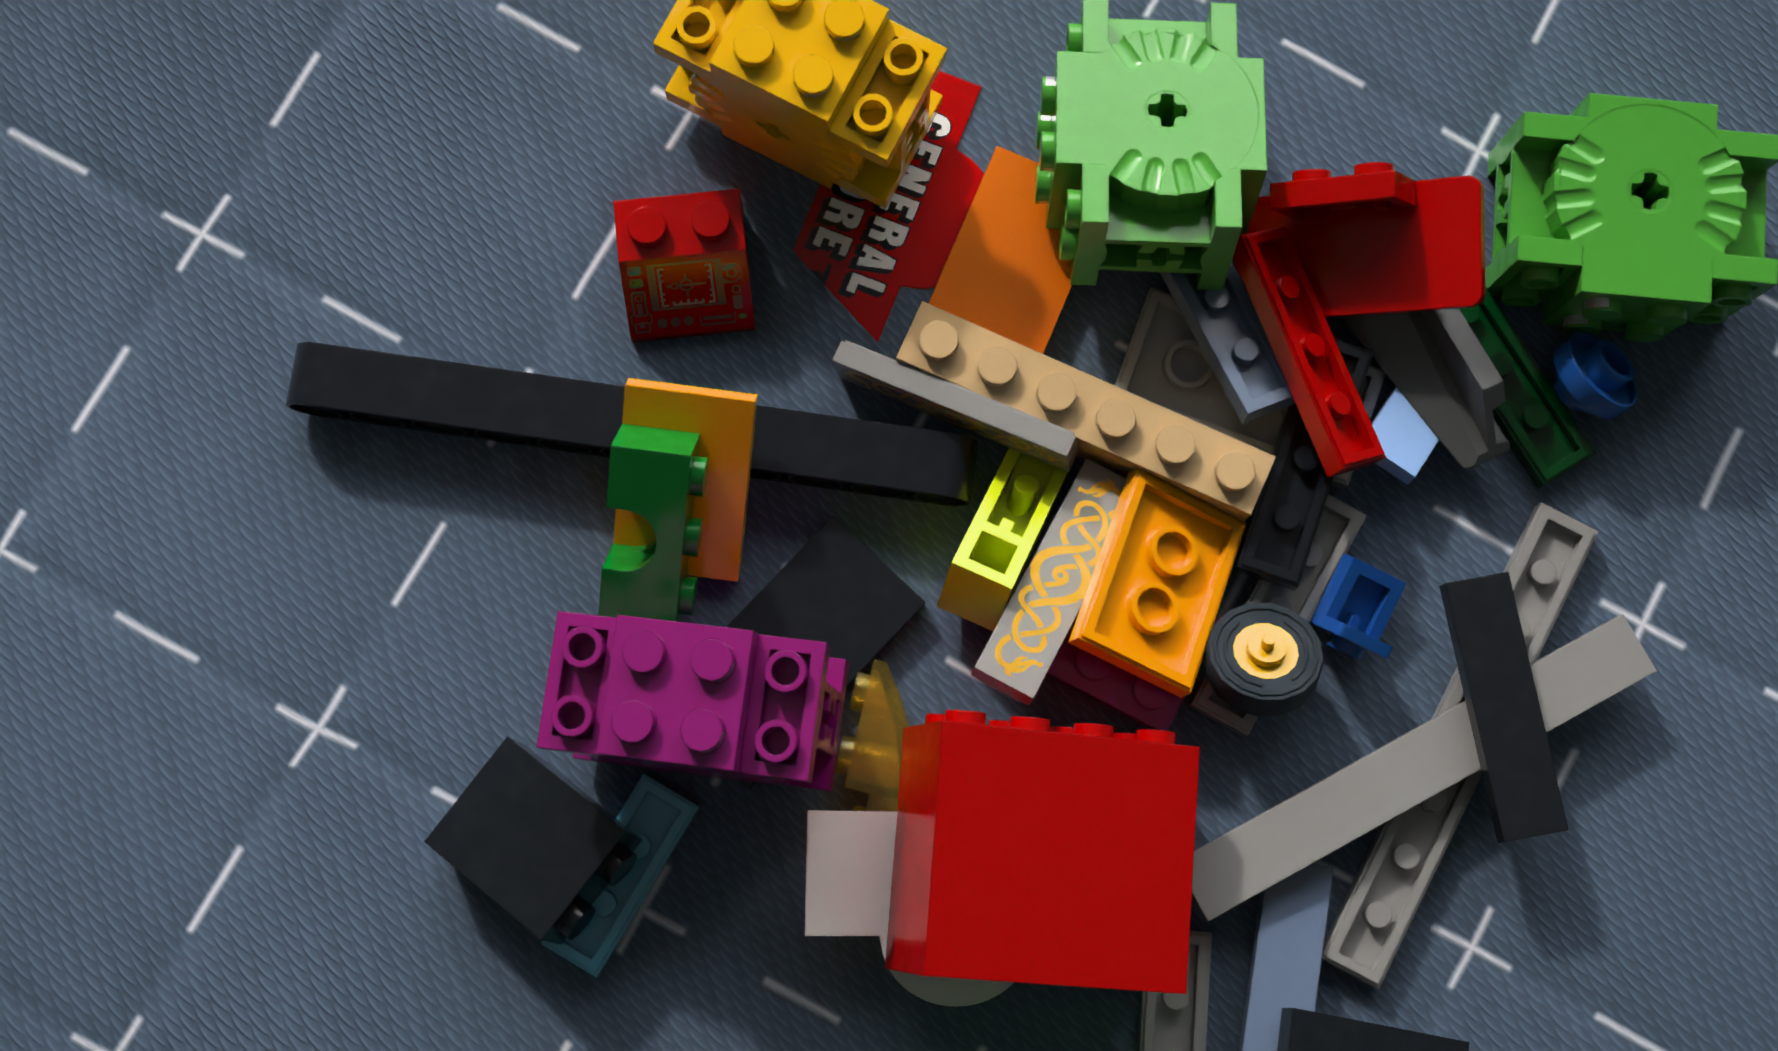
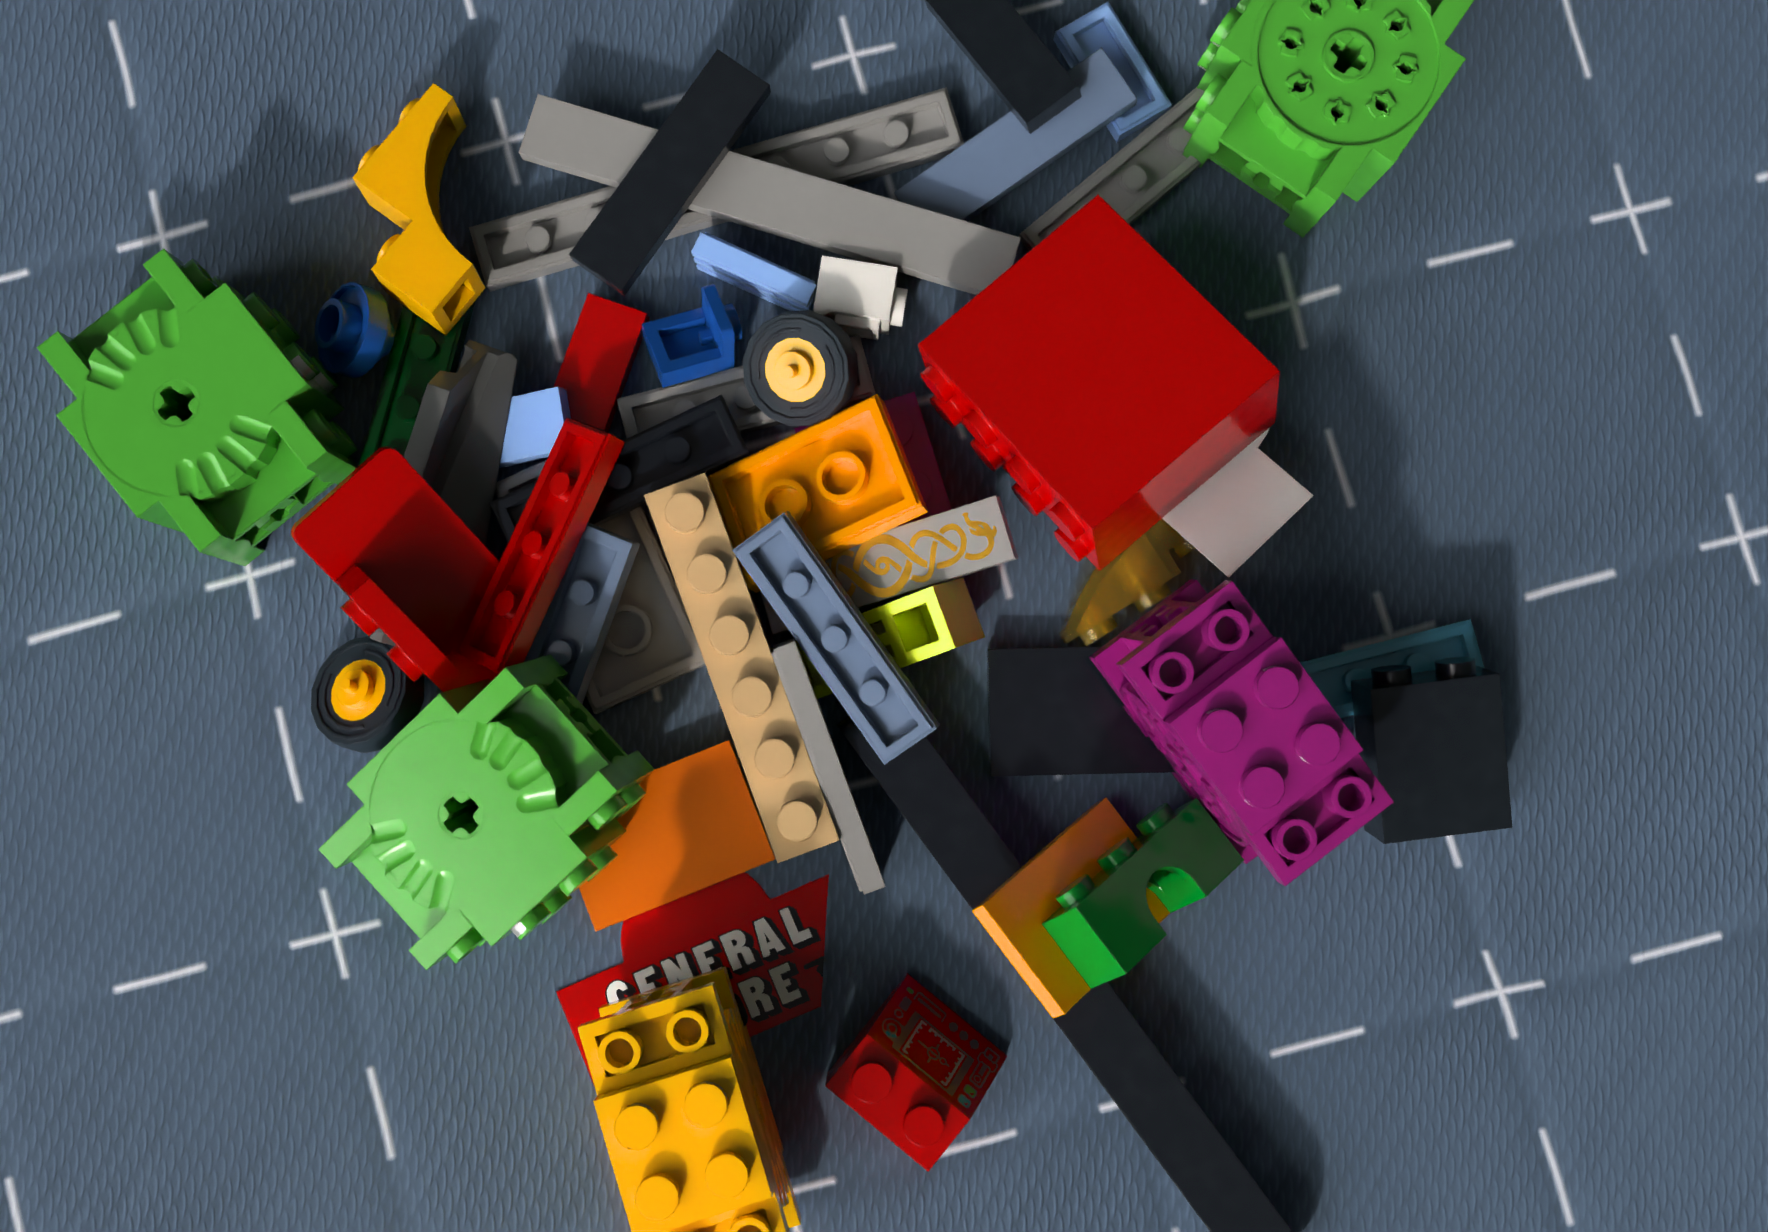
camera: 135 degrees left, 5 degrees up
(1041, 490) = (836, 637): none -> sand blue tile
(1276, 759) = (860, 296): none -> white window
(1313, 133) = (364, 696): none -> black wheel
(1366, 701) = (753, 273): none -> light blue tile
(1407, 531) = (600, 359): none -> red tile
(1674, 514) = (404, 185): none -> yellow arch

